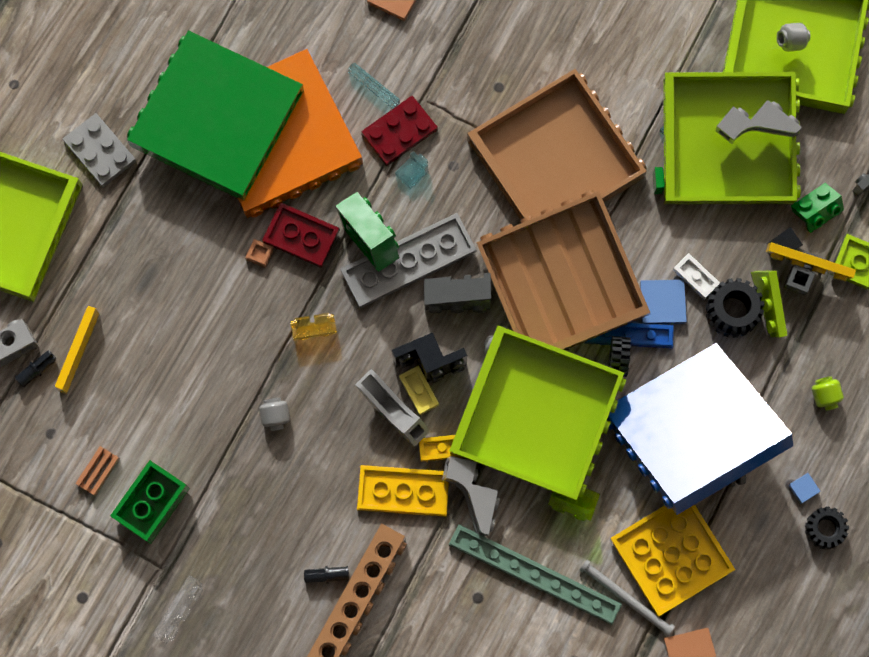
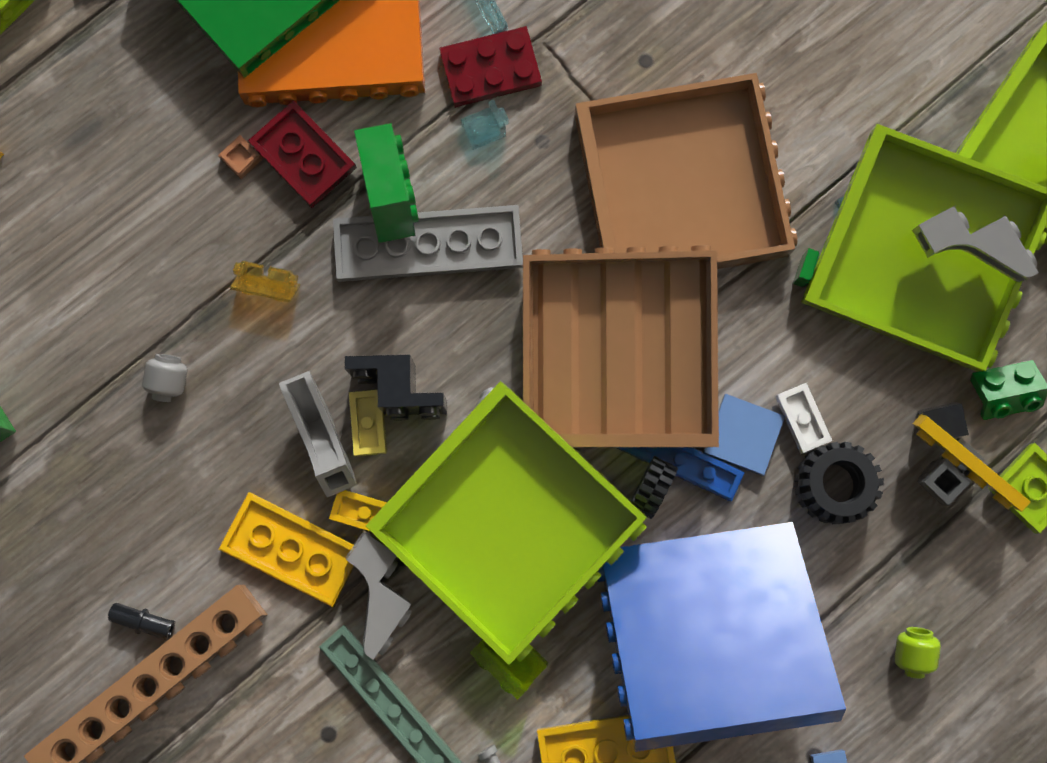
camera: 20 degrees right, 5 degrees up
(458, 294) = (472, 314): dark grey wedge -> none
(773, 313) = (898, 474): lime wing -> none

